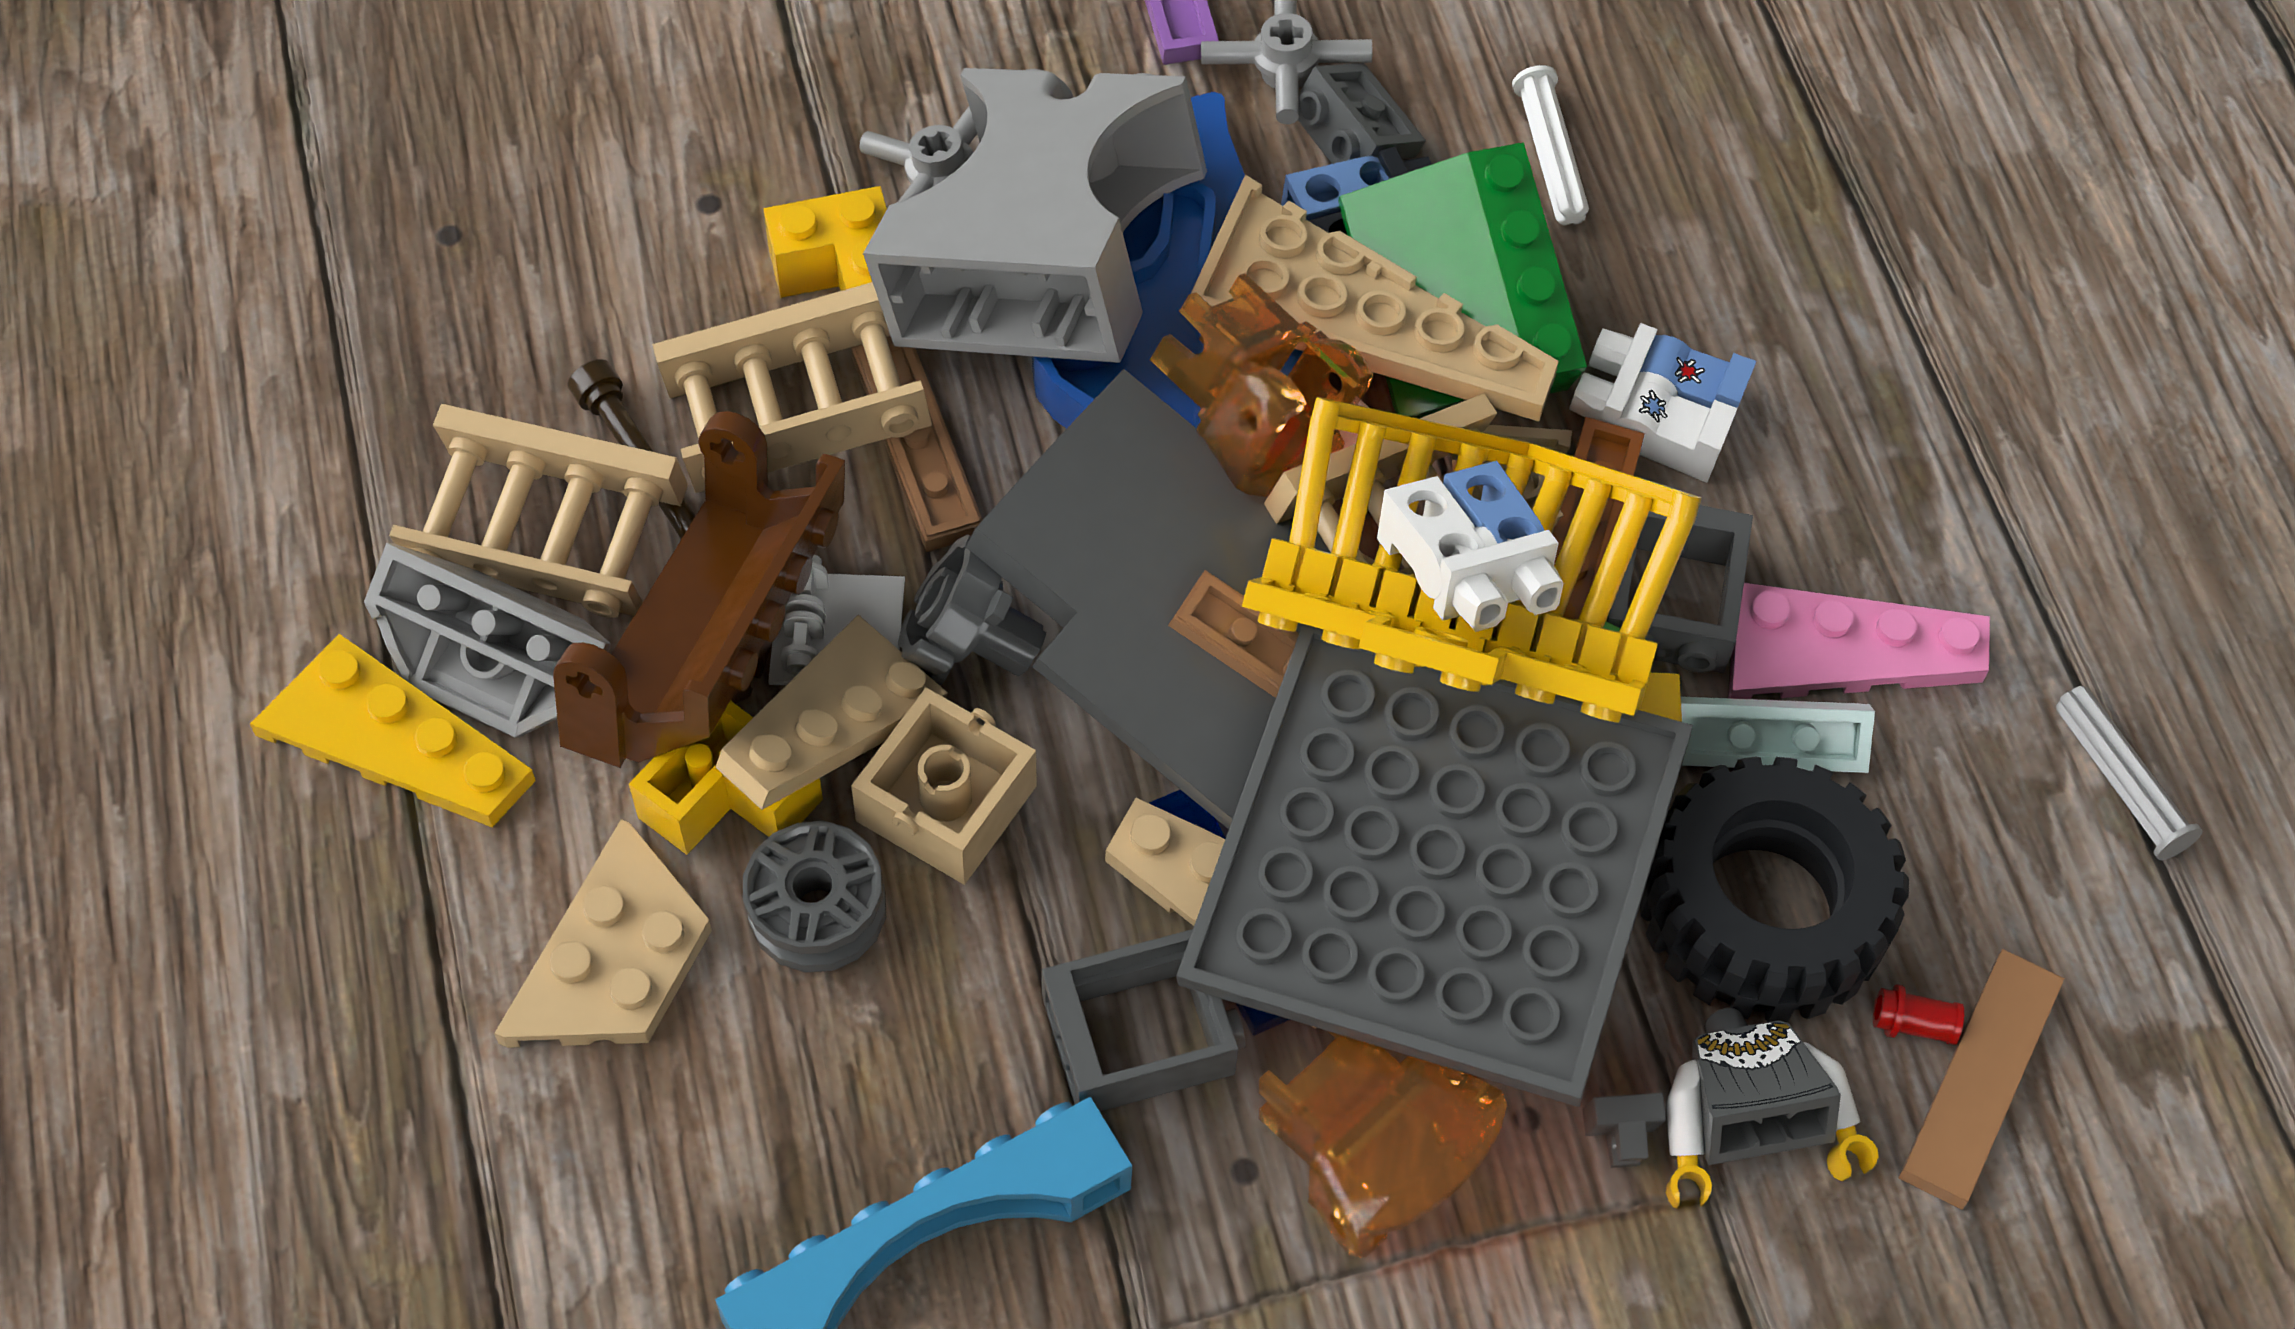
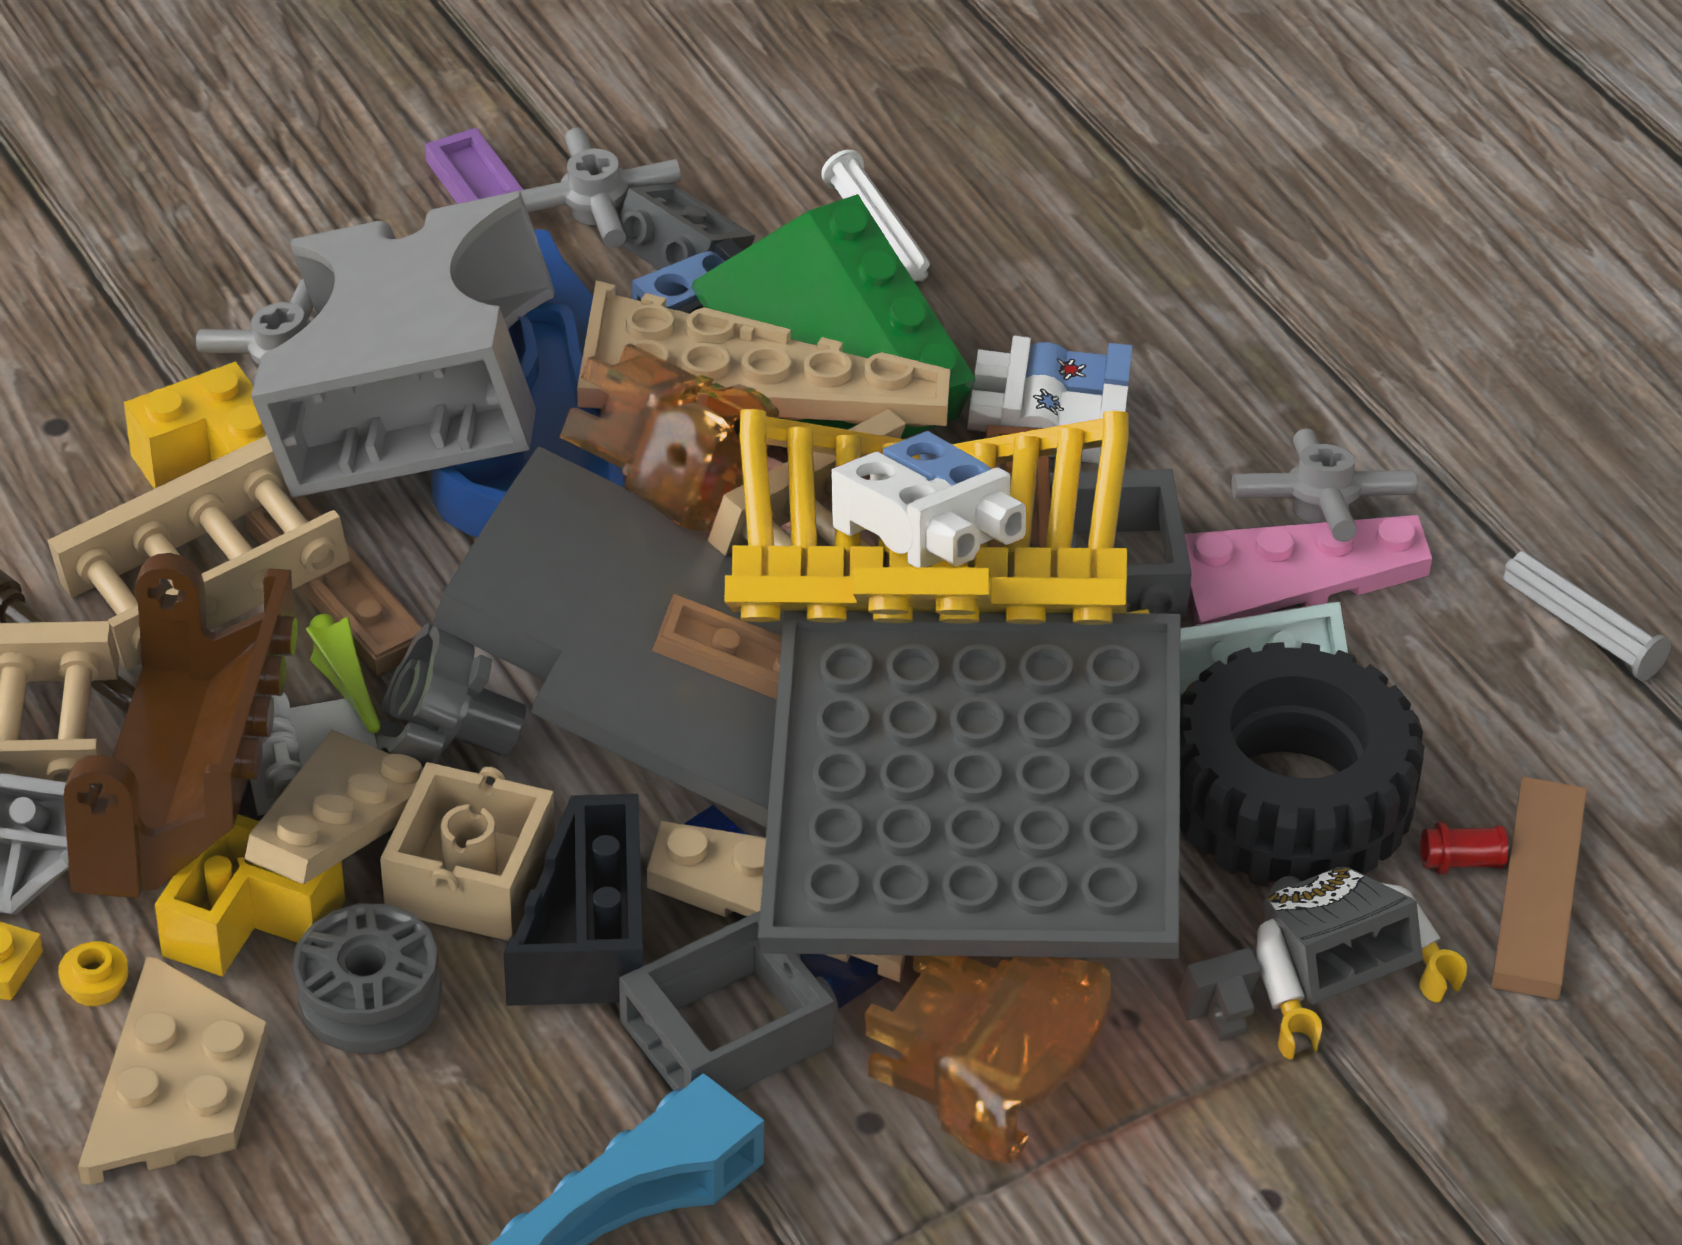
camera: 15 degrees left, 15 degrees down
(575, 836) = (93, 973): none -> yellow plate
(891, 531) = (338, 660): none -> lime piece
(1038, 879) = (585, 911): none -> black wedge
(1904, 562) = (1324, 484): none -> light grey bar

